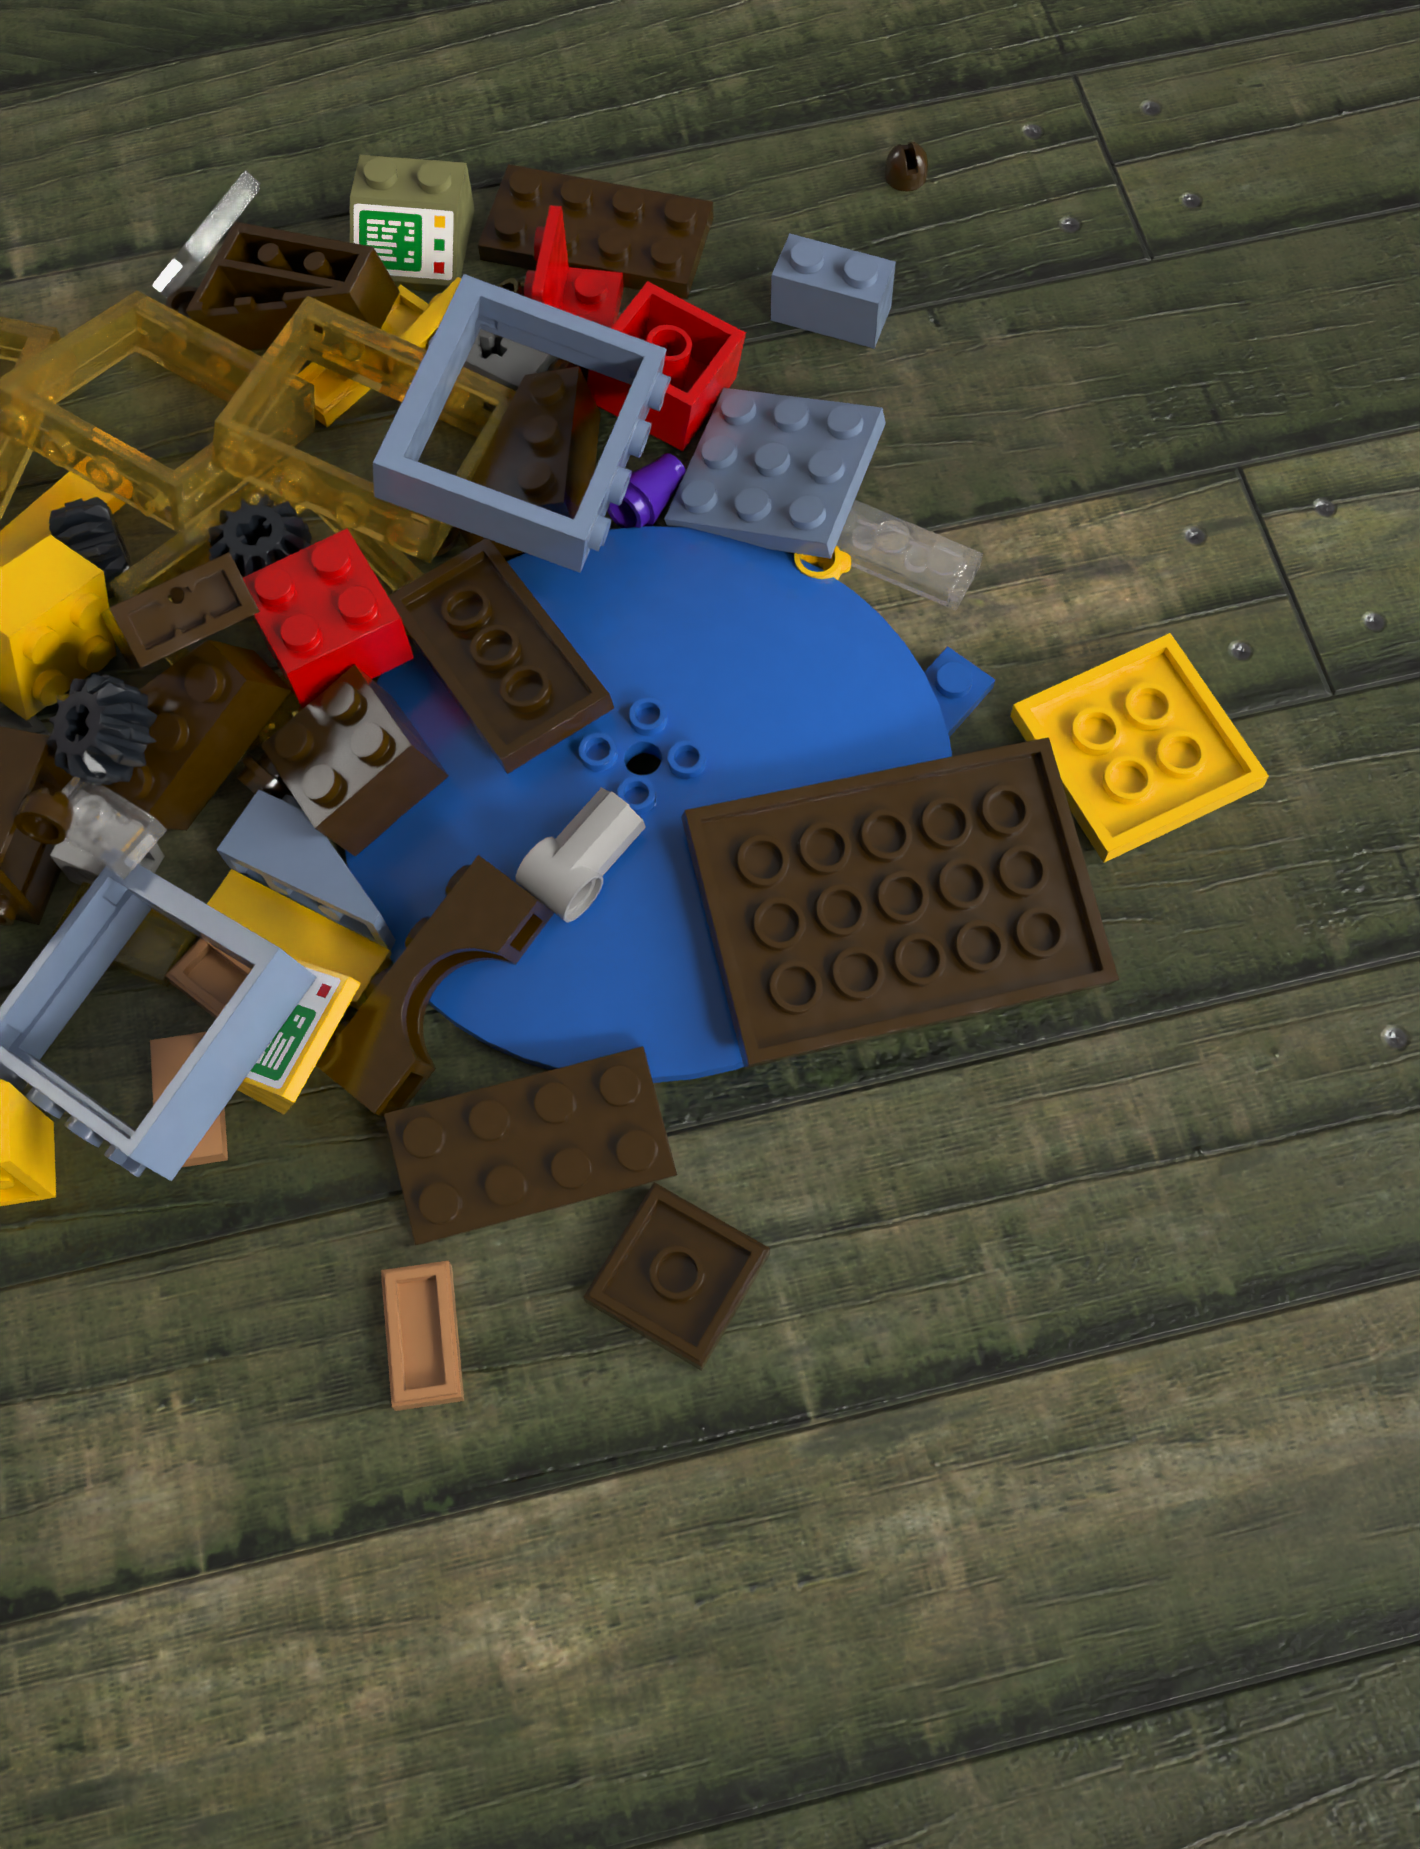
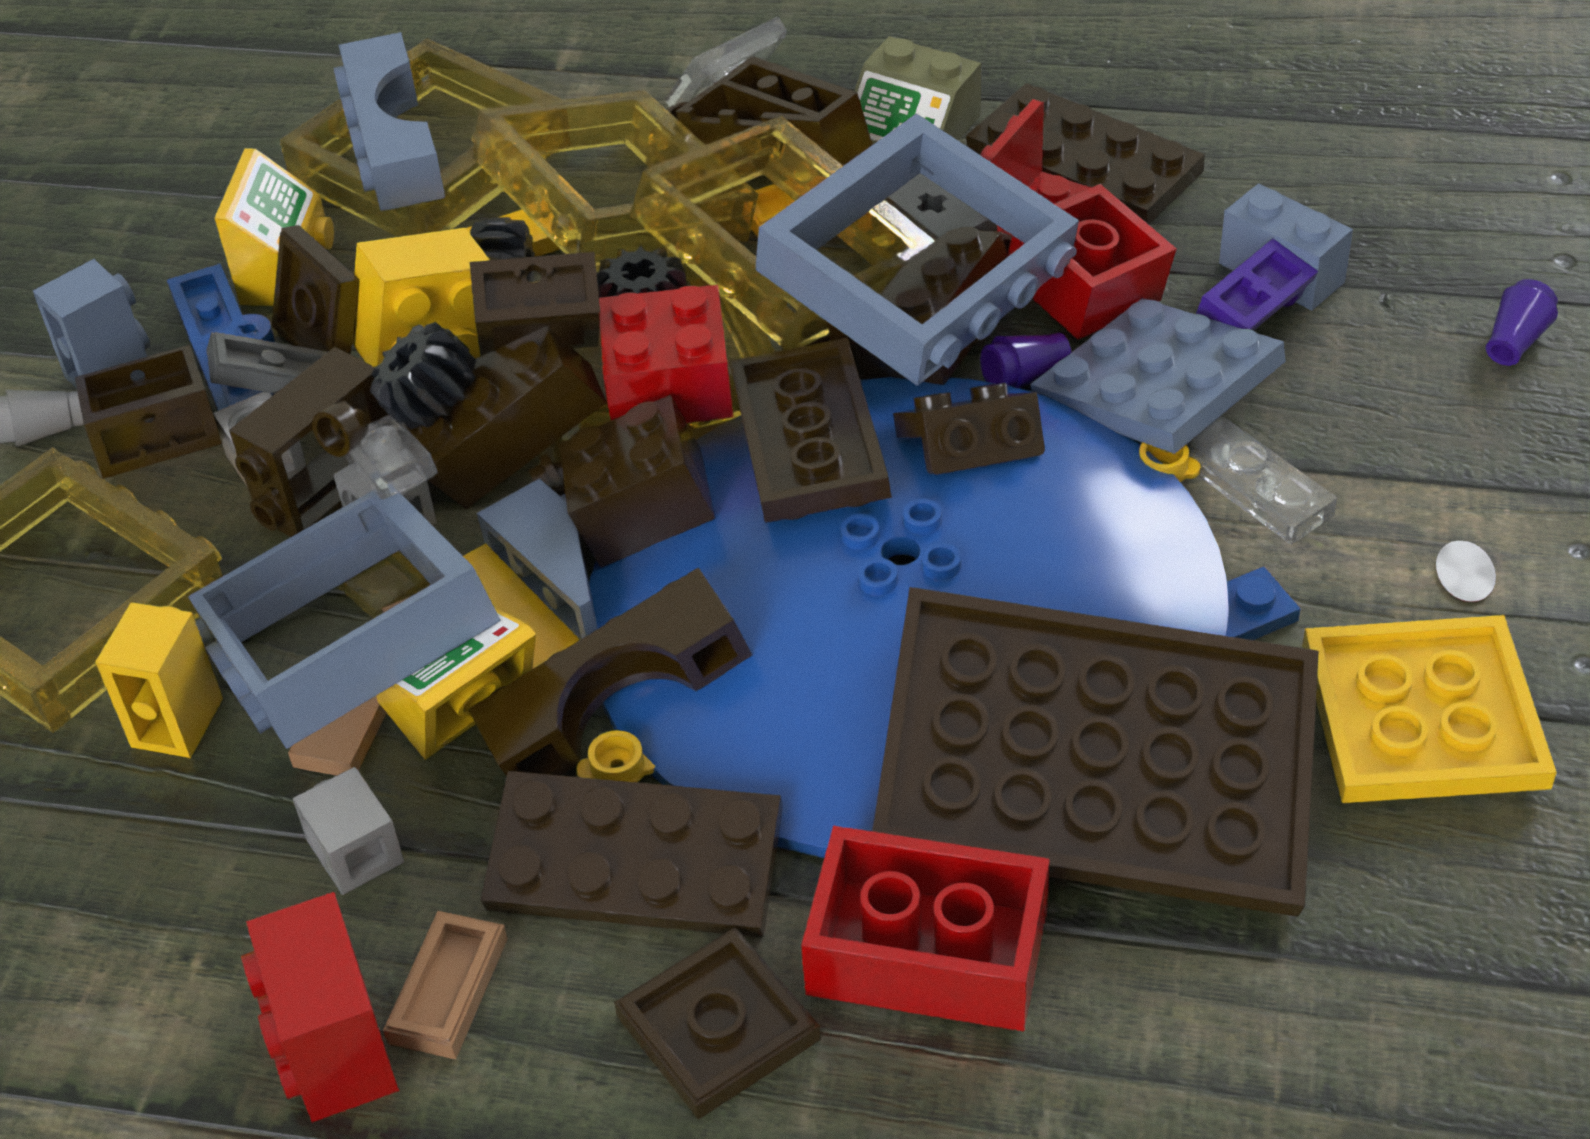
camera: 25 degrees right, 20 degrees down
(257, 1222) = (348, 830): none -> light grey brick
(329, 1415) = (316, 1008): none -> red brick
(459, 1043) = (615, 750): none -> yellow plate
(570, 869) = (780, 612): light grey piece -> none
(651, 602) = (975, 431): none -> dark brown bracket
(828, 1126) = (926, 927): none -> red brick
(832, 351) = (1258, 287): none -> dark purple hinge
(896, 167) = (1412, 184): dark brown hinge -> none
(1065, 307) = (1521, 319): none -> dark purple cone
(1111, 588) = (1465, 571): none -> flat silver sticker

